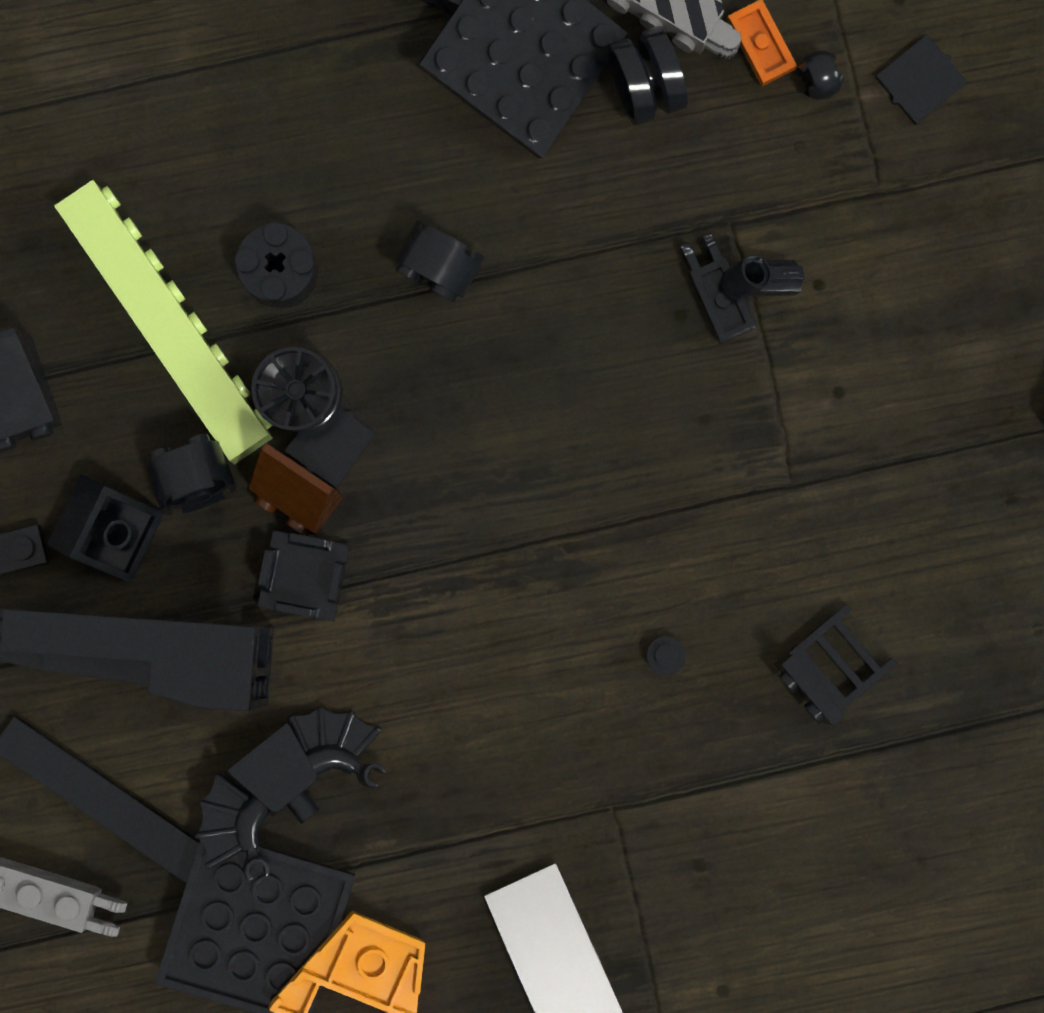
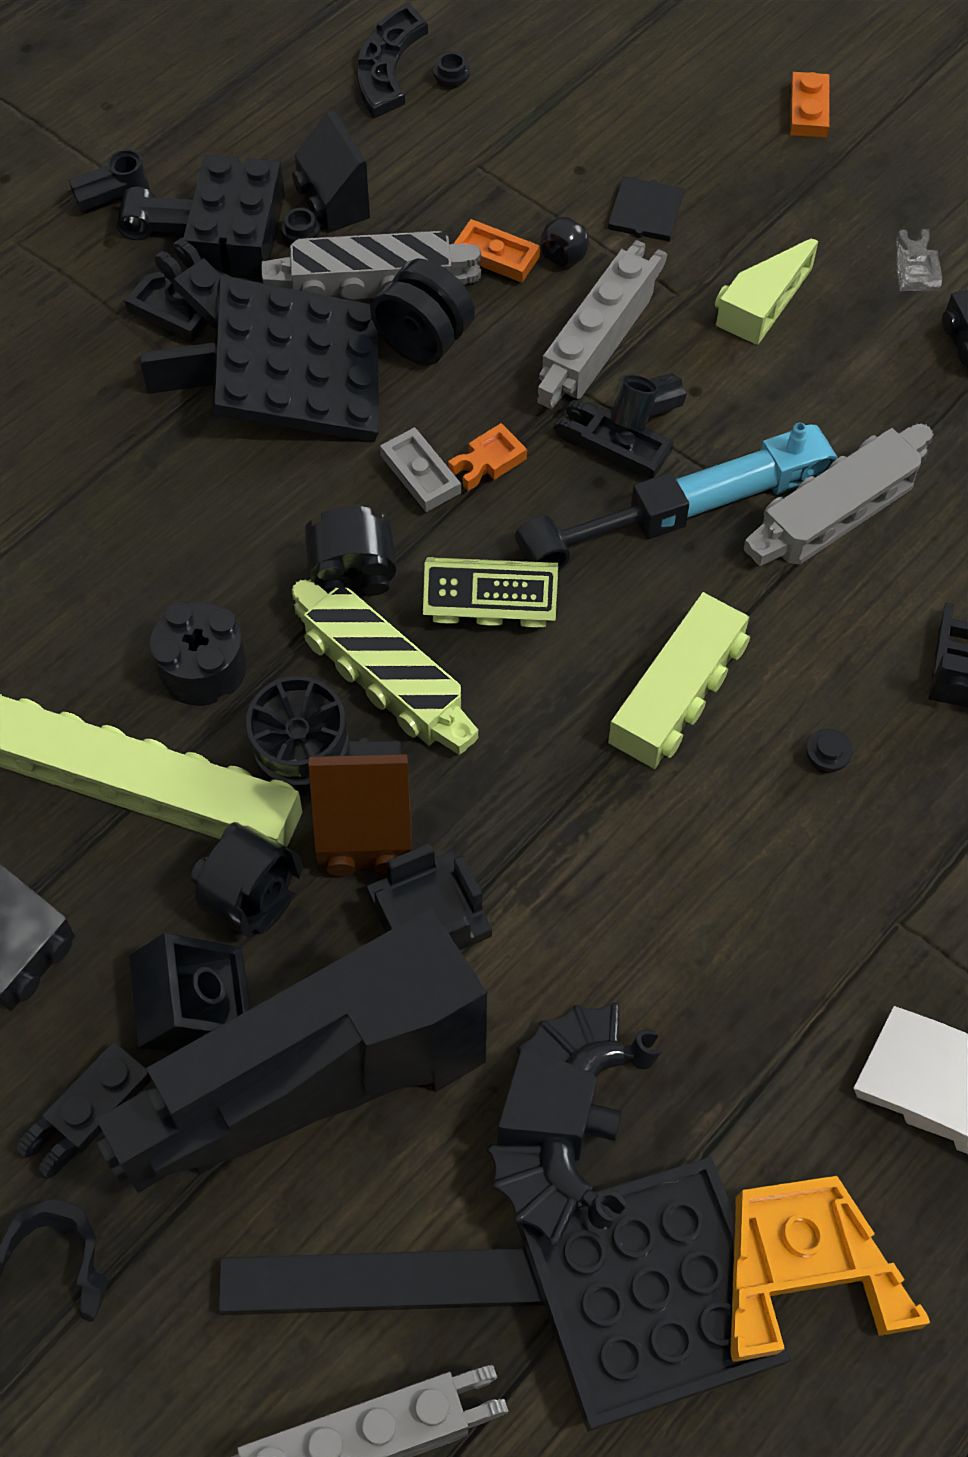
camera: 30 degrees left, 25 degrees down
(403, 368) = (385, 665): none -> yellowish green hinge
(519, 362) = (490, 591): none -> brick
(549, 214) = (420, 469): none -> light grey plate
(603, 528) = (679, 680): none -> yellowish green brick
(614, 239) = (490, 453): none -> orange plate
(715, 378) = (667, 502): none -> piece
(784, 177) = (599, 324): none -> light grey hinge
(844, 464) = (840, 497): none -> light grey hinge
(937, 236) = (763, 291): none -> yellowish green slope

